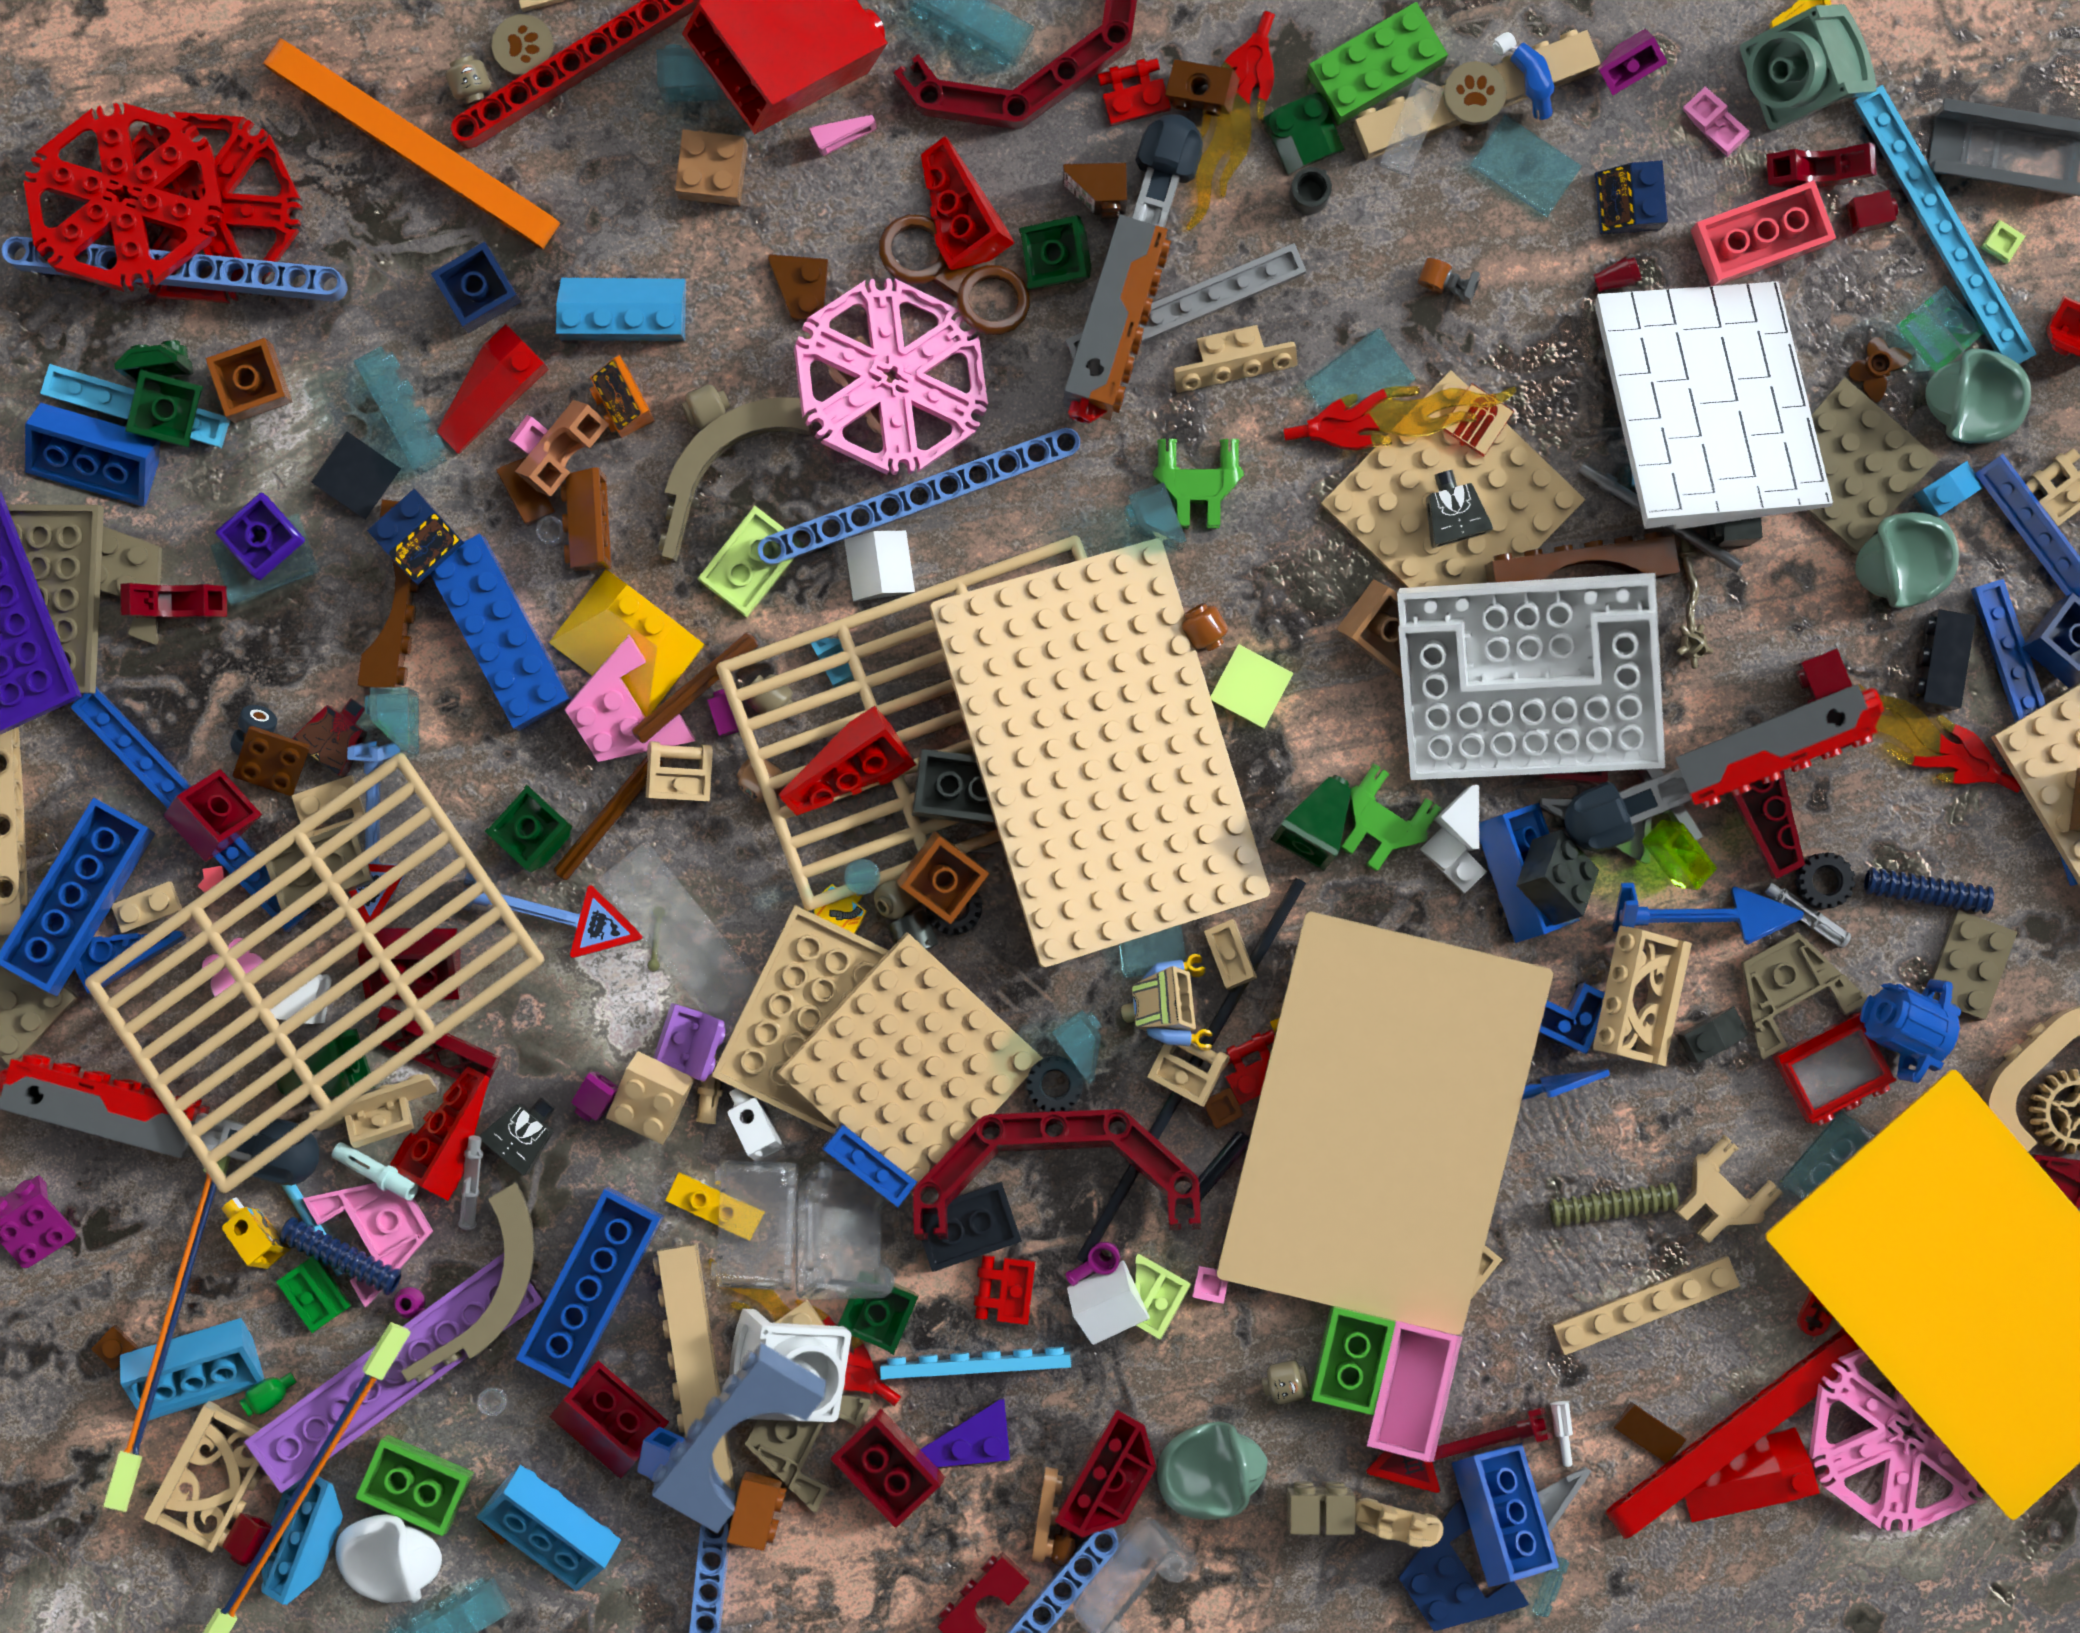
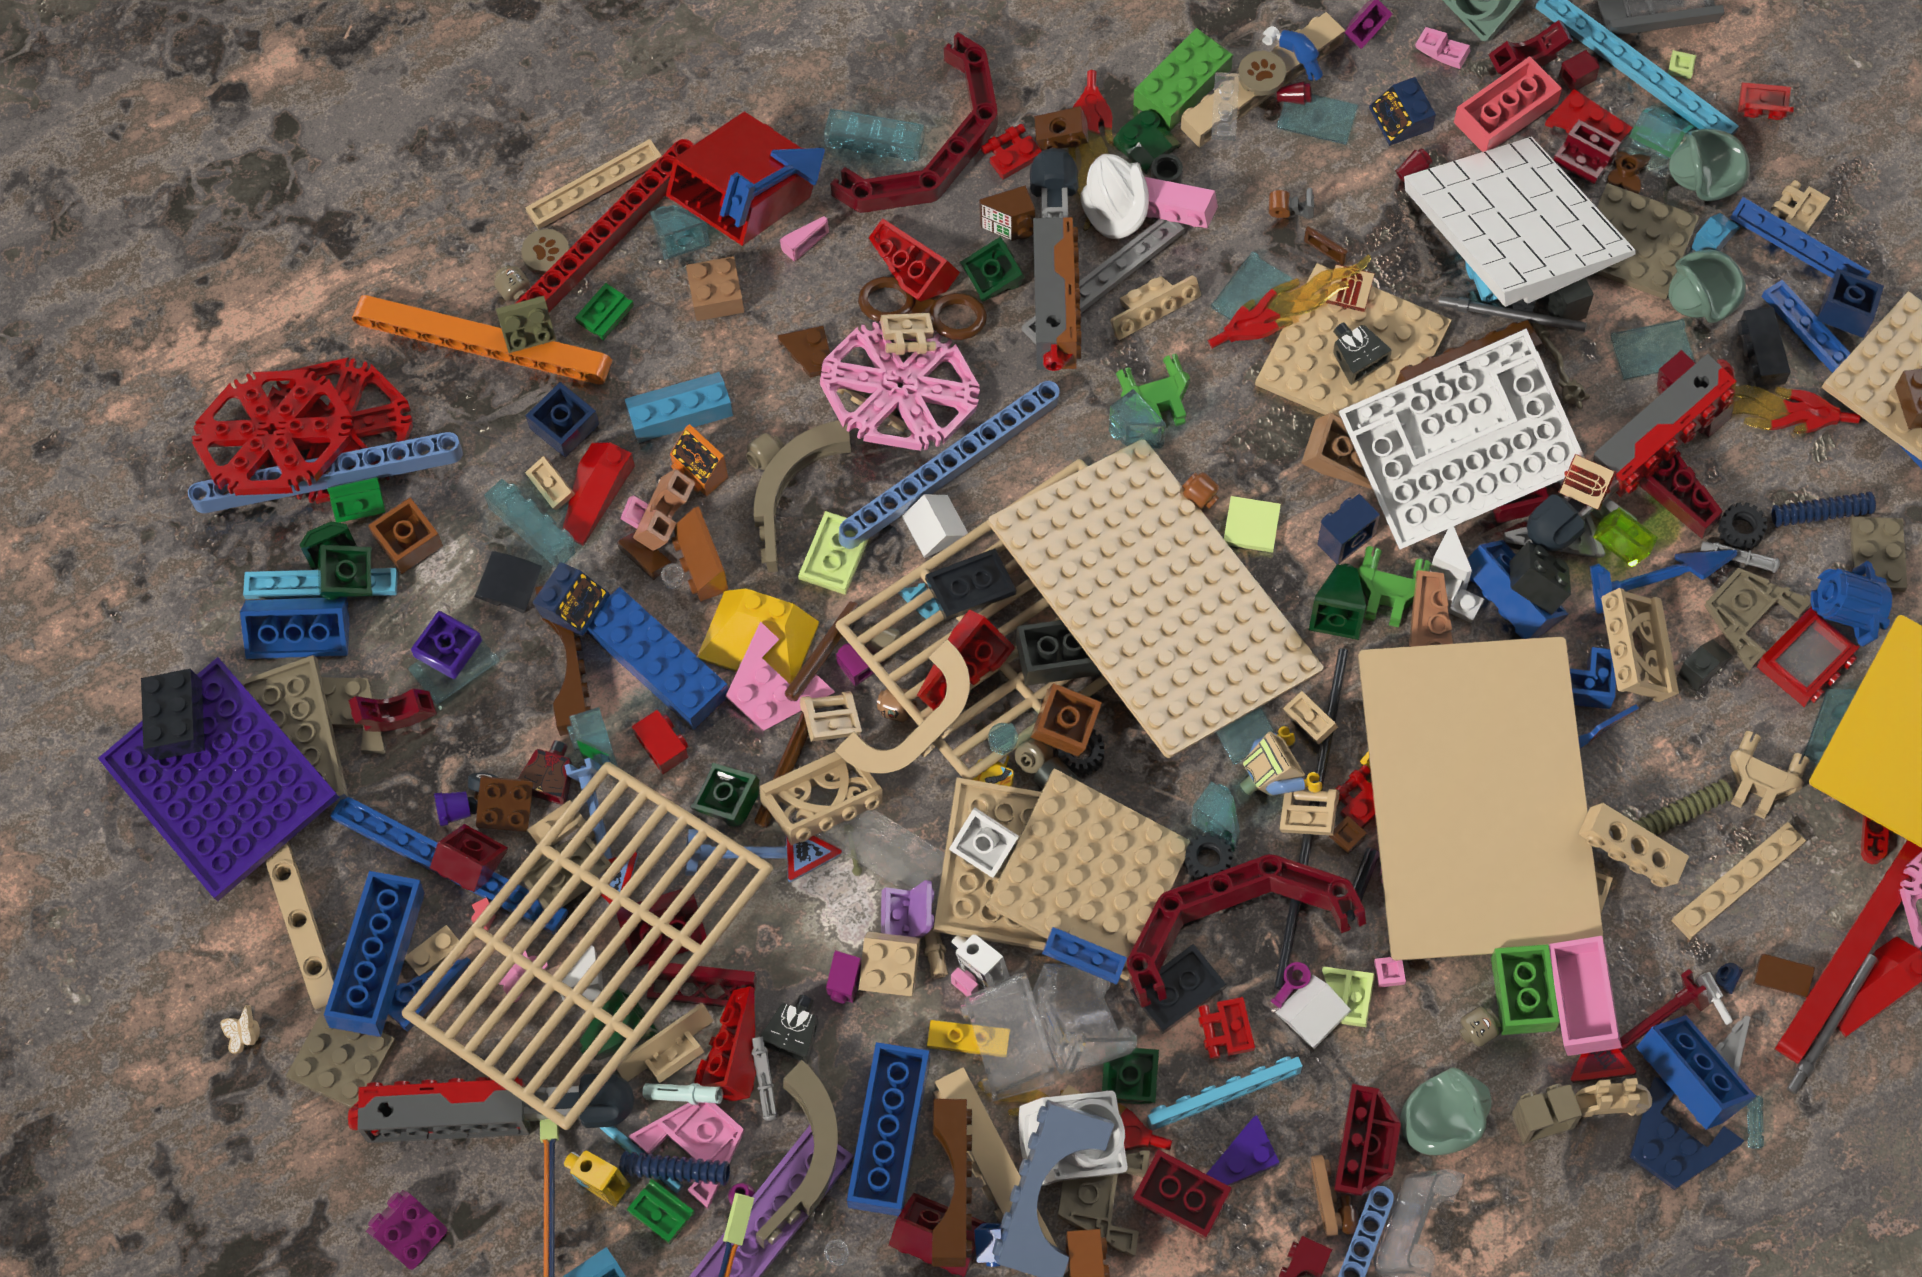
camera: 15 degrees left, 20 degrees down
(204, 312) = (356, 499): none -> green plate
(211, 741) = (451, 807): none -> dark purple piece
(439, 364) = (550, 483): none -> tan plate
(463, 154) = (526, 324): none -> olive plate
(474, 737) = (660, 741): none -> red brick
(570, 153) = (604, 311): none -> green plate
(611, 1446) = (949, 1236): none -> reddish brown arch
(662, 836) = (819, 817): none -> tan fence
(724, 859) = (938, 723): none -> tan arch
(730, 1142) = (964, 981): none -> bright pink plate
(797, 998) = (984, 842): none -> white slope
(858, 43) = (742, 191): none -> blue piece
(889, 667) = (970, 584): none -> black plate
(926, 301) = (908, 326): none -> tan plate
(1235, 206) = (1115, 196): none -> white piece
(1295, 231) = (1180, 203): none -> bright pink brick
(1358, 737) = (1348, 528): none -> dark blue brick
(1411, 886) = (1430, 611): none -> nougat wing
(1474, 348) = (1327, 245): none -> reddish brown slope
(1510, 129) = (1296, 93): none -> dark red cone
(1572, 1264) = (1669, 860): none -> tan brick
(1588, 1413) = (1728, 977): none -> dark blue plate
(1632, 1544) = (1805, 1067): none -> flat silver bar
(1655, 787) = (1587, 482): none -> piece
(1812, 614) = (1649, 347): none -> clear light blue piece
(1835, 330) = (1587, 152): none -> dark red brick
(1857, 281) = (1579, 107): none -> red wing

